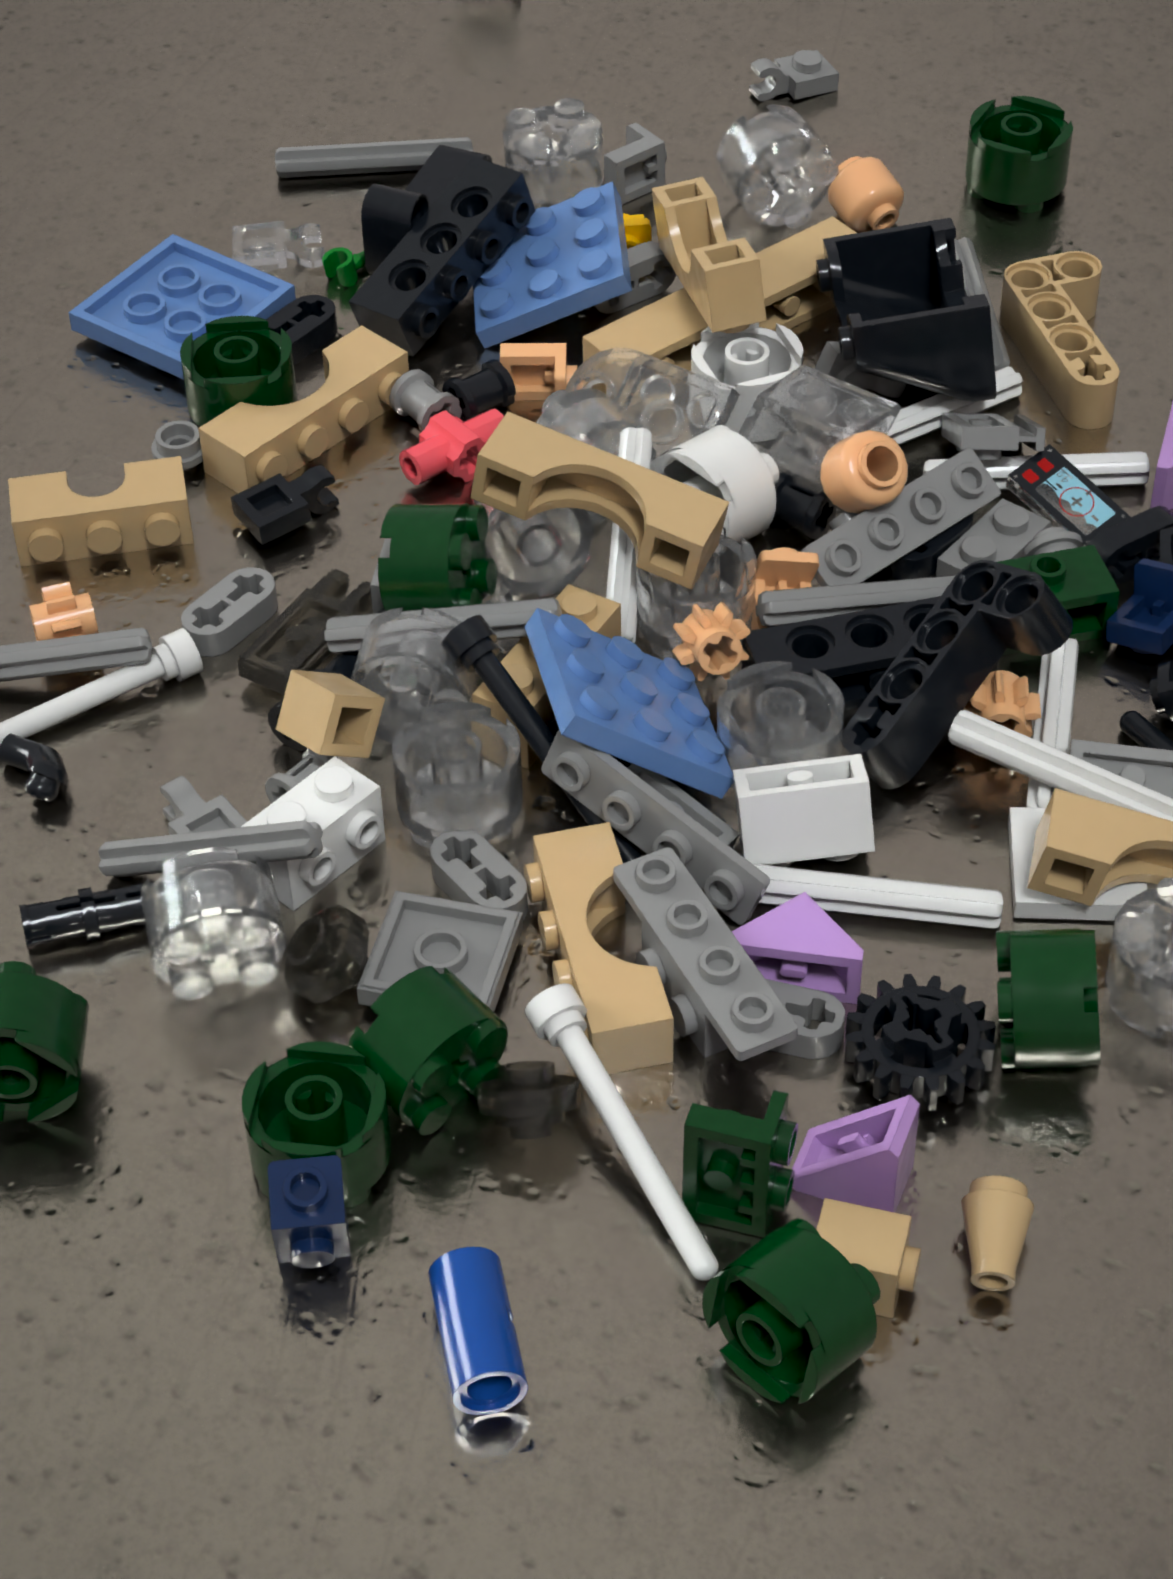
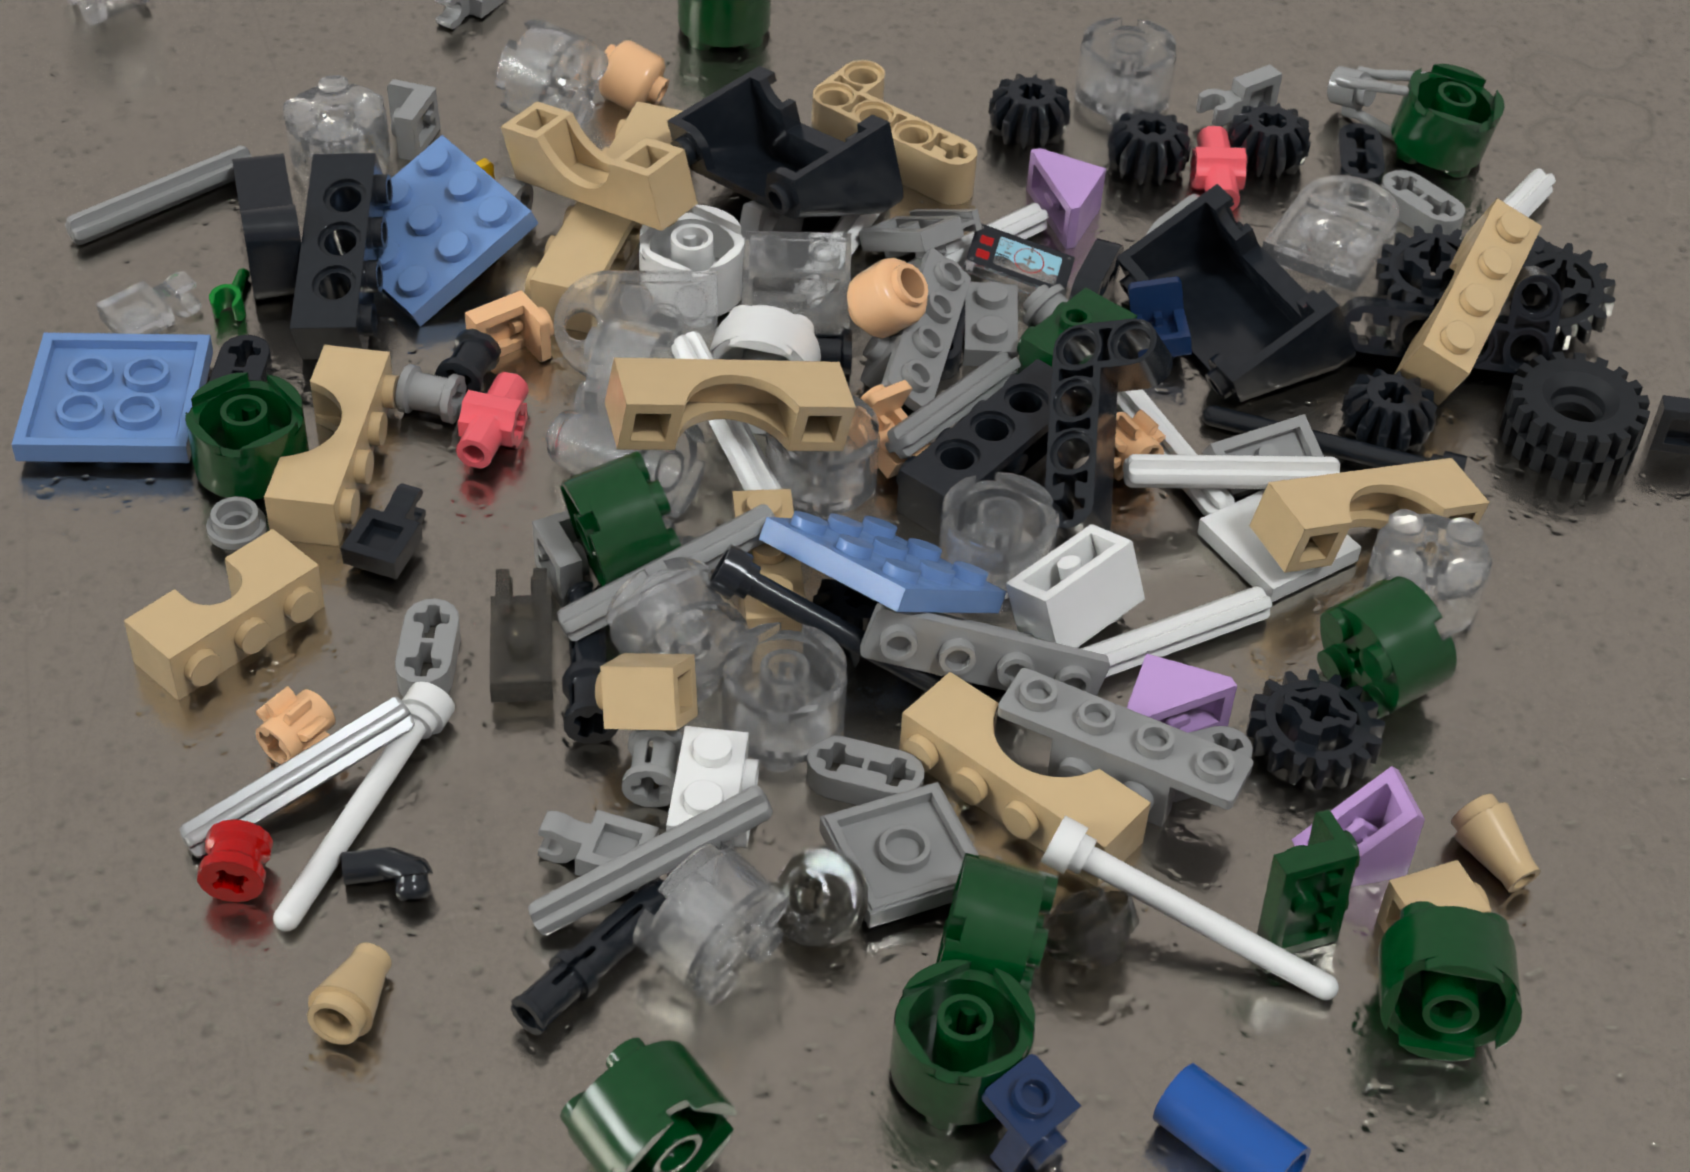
camera: 40 degrees left, 0 degrees up
(711, 641) = (887, 487): light nougat gear -> none

